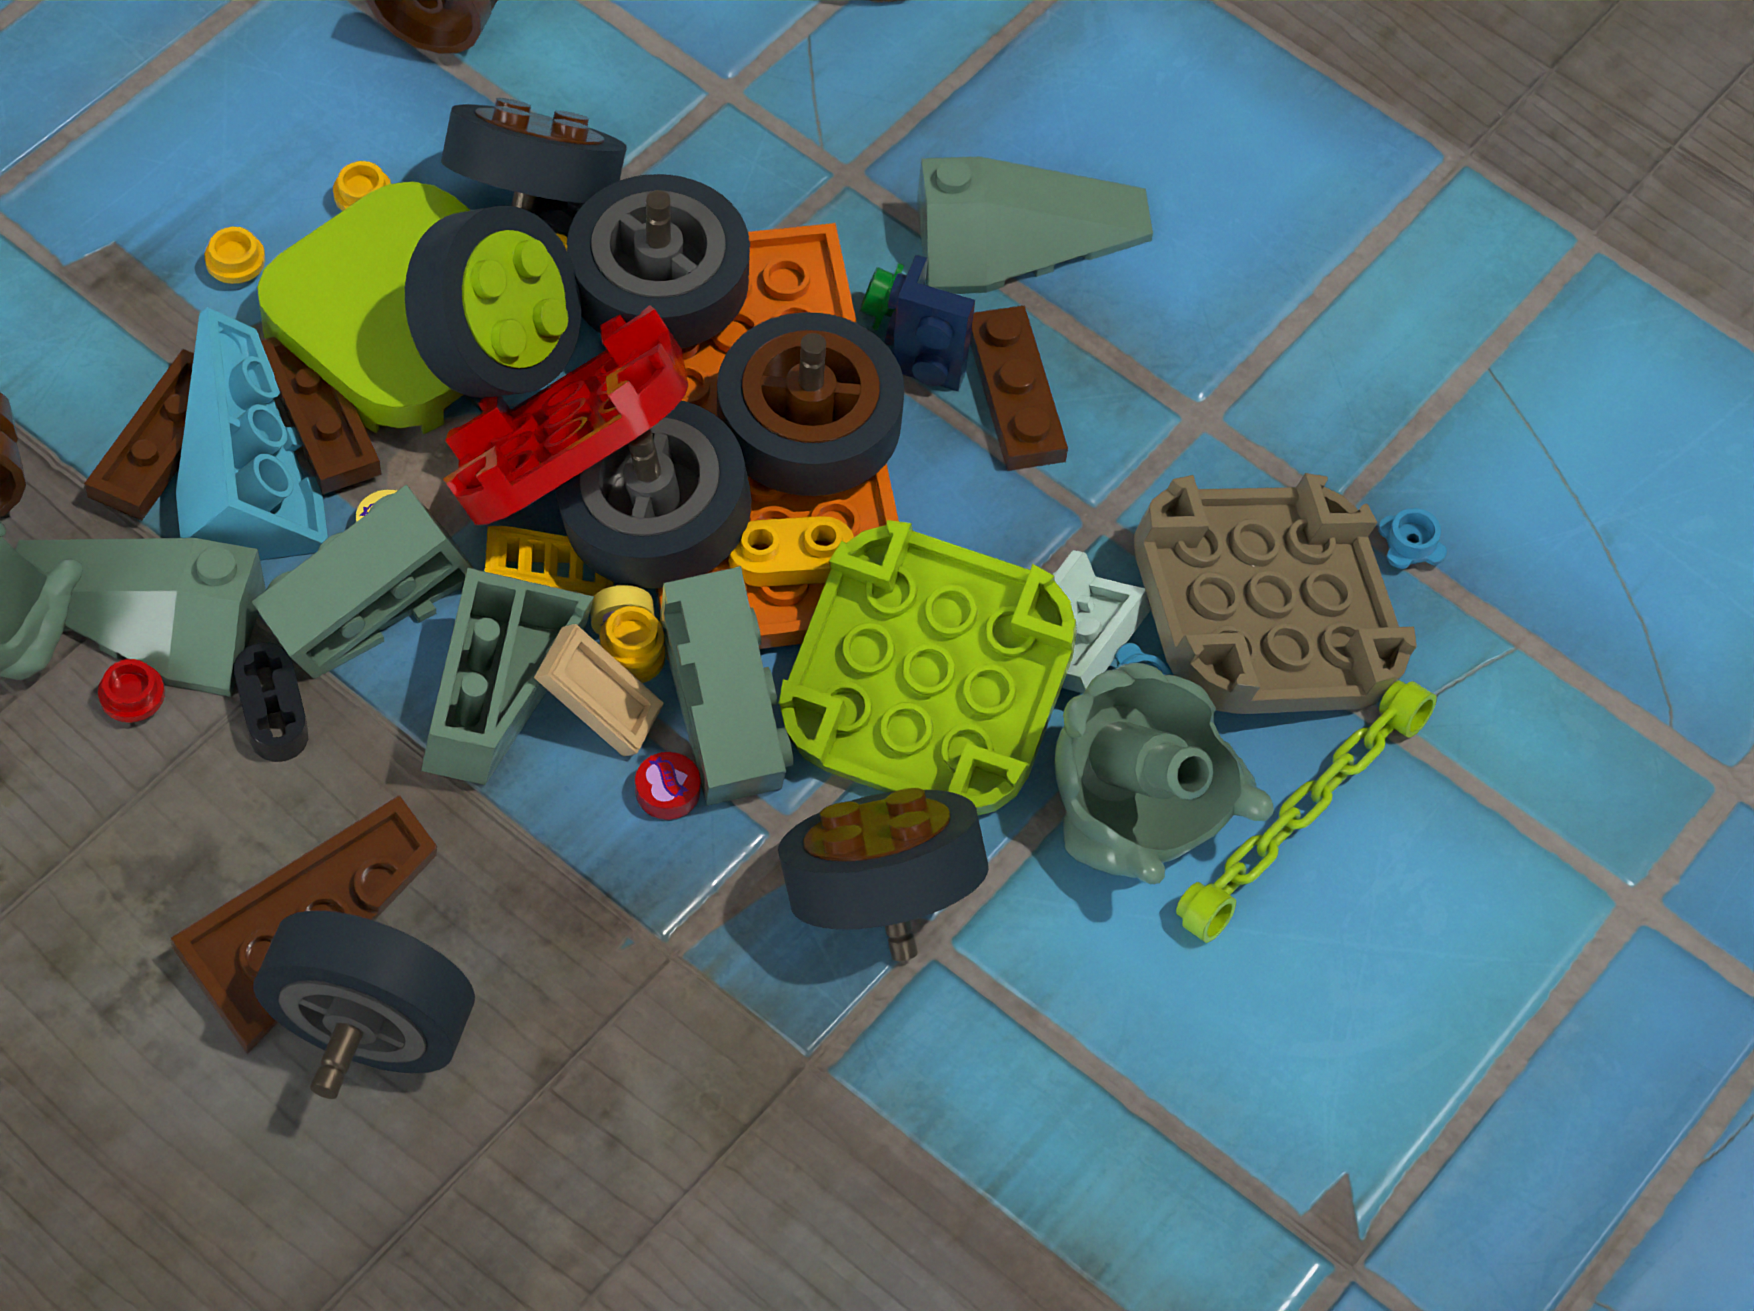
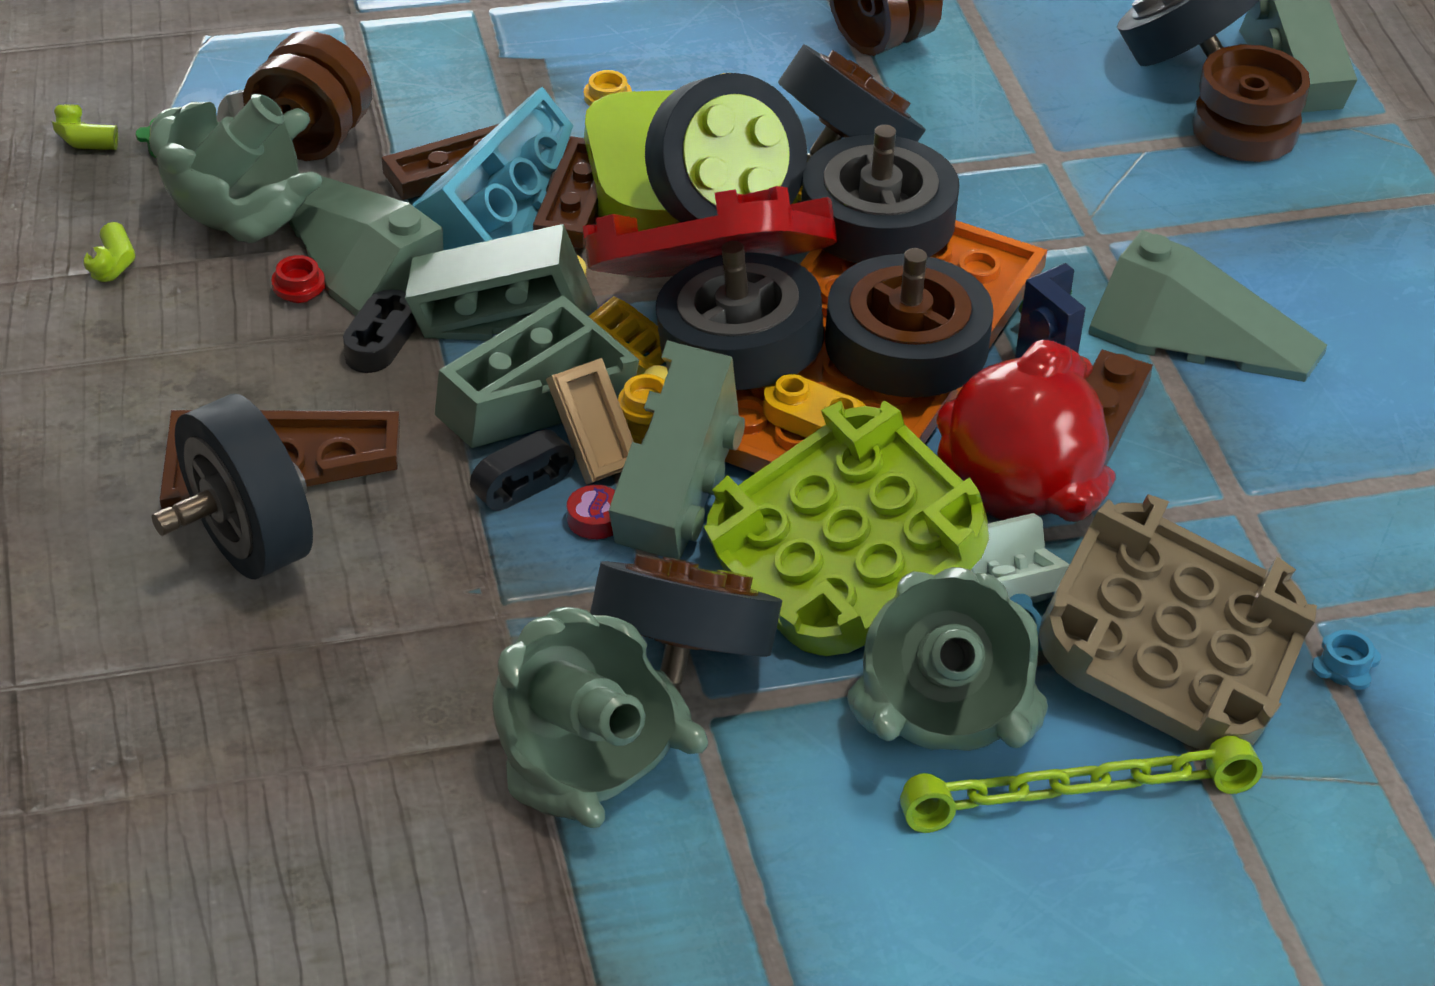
camera: 40 degrees right, 15 degrees down
(567, 784) = (522, 469): none -> black beam
(889, 1031) = (584, 713): none -> sand green piece
(1015, 473) = (1030, 435): none -> red piece

